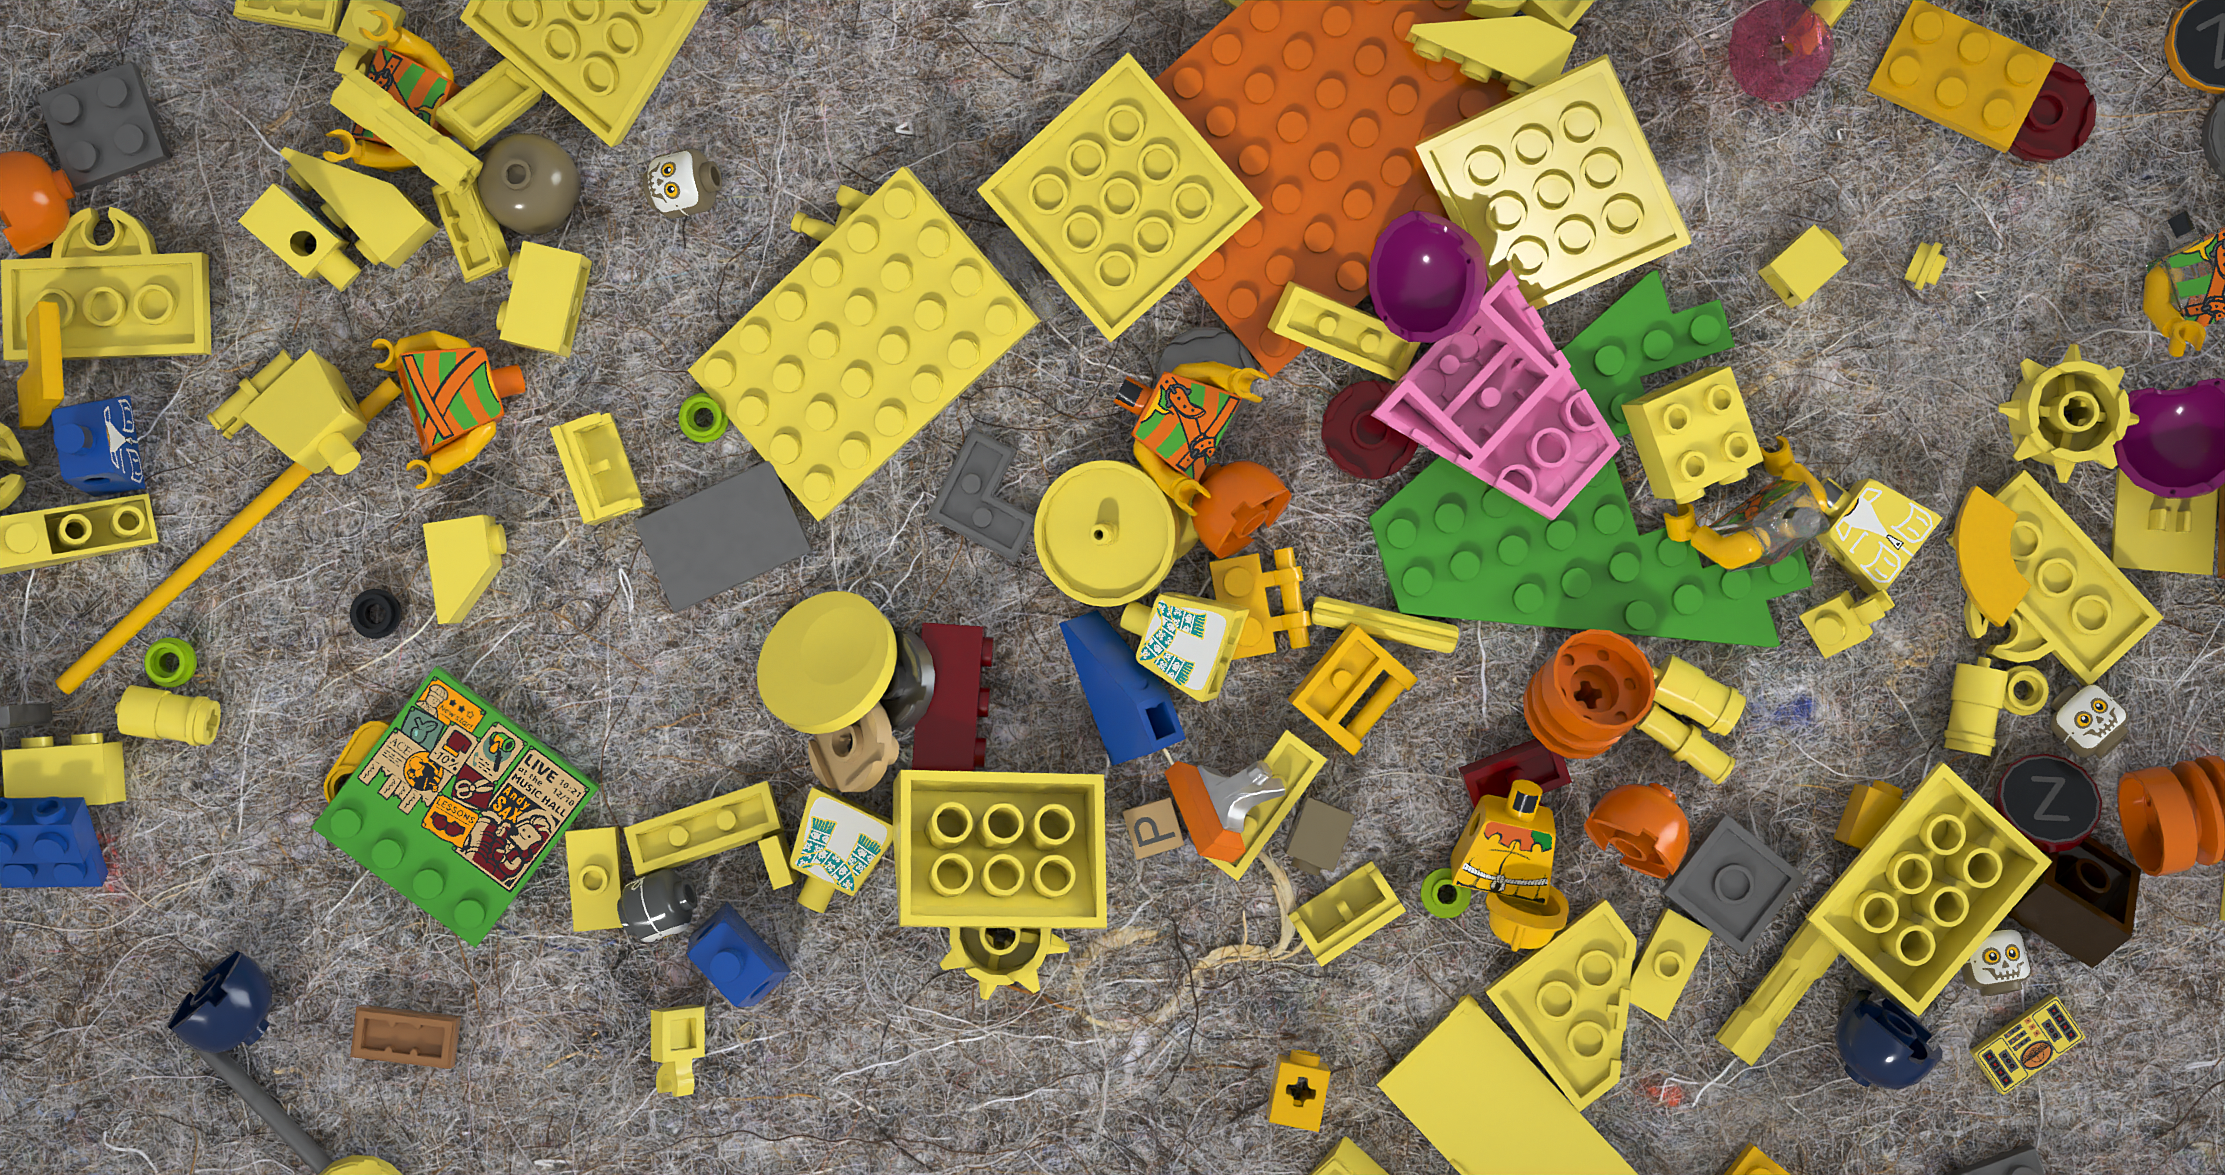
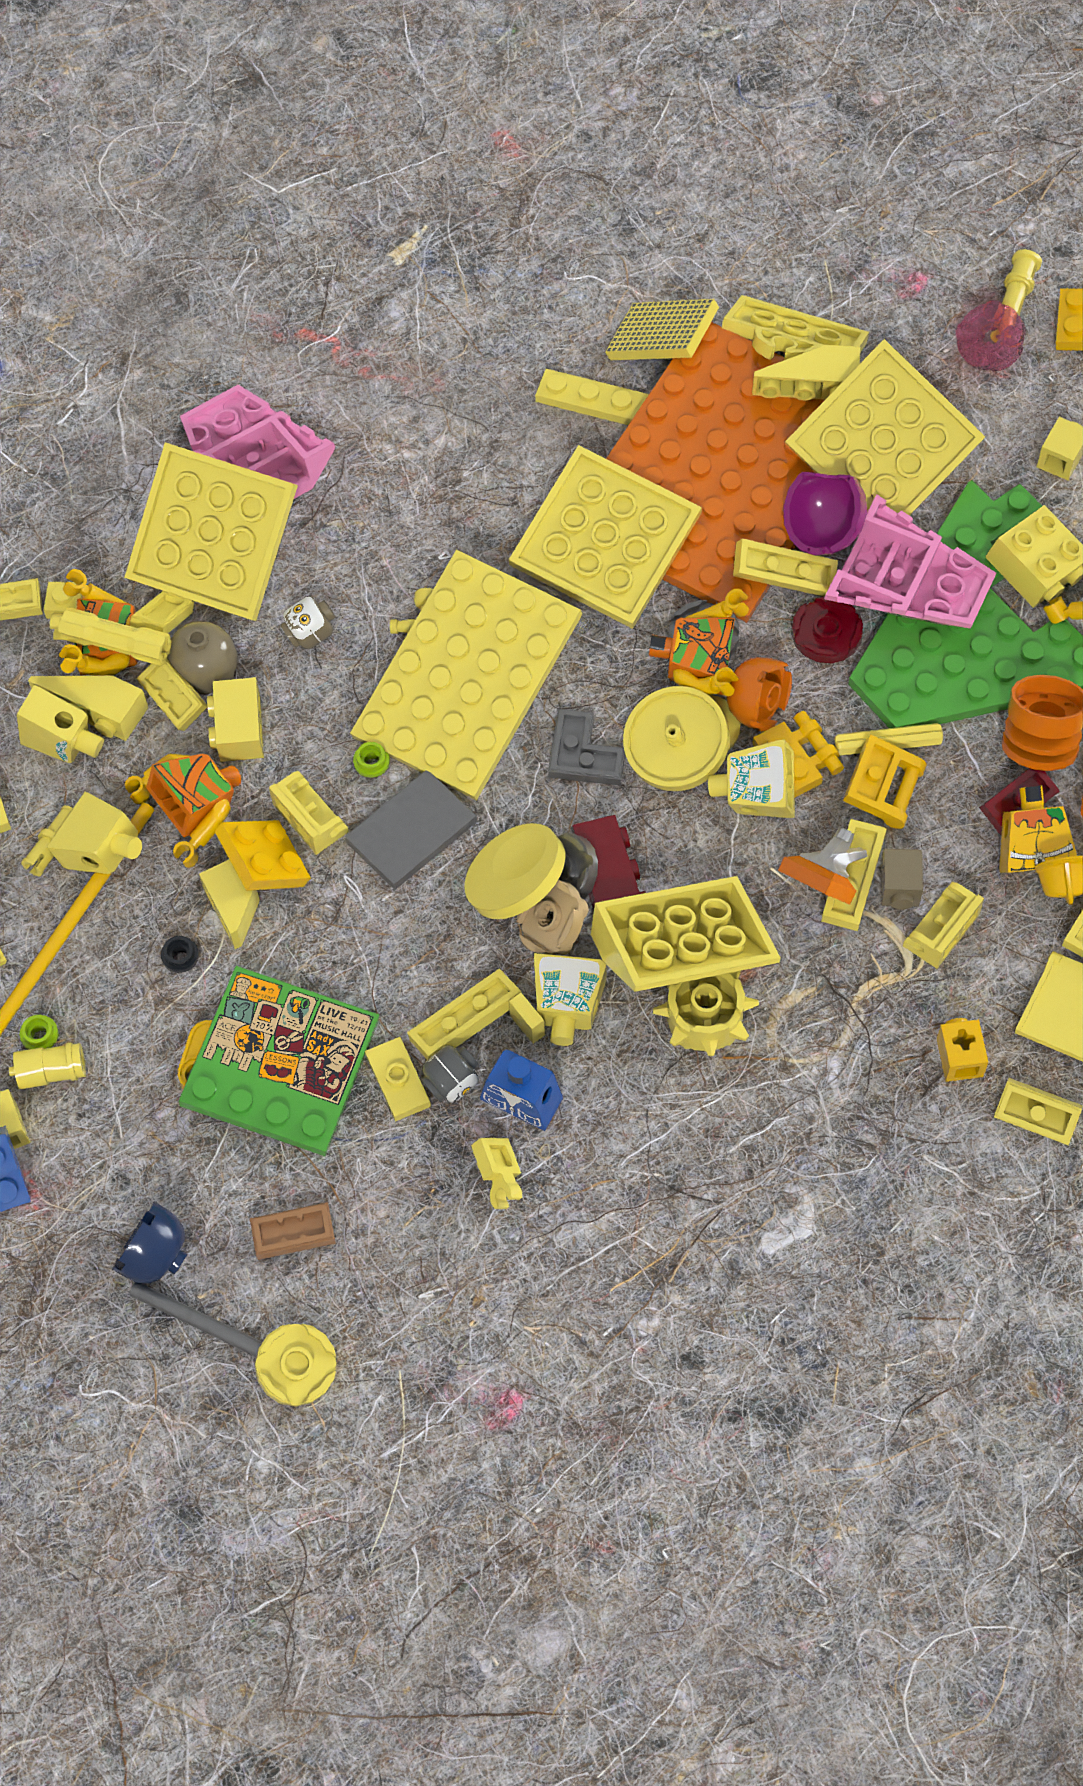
camera: 20 degrees left, 25 degrees down
(514, 520) = (262, 855): none -> yellow plate
(1124, 696) = (736, 836): blue slope -> none
(1153, 828) = (784, 916): tan tile -> none
(1430, 900) = (1003, 899): lime plate -> none

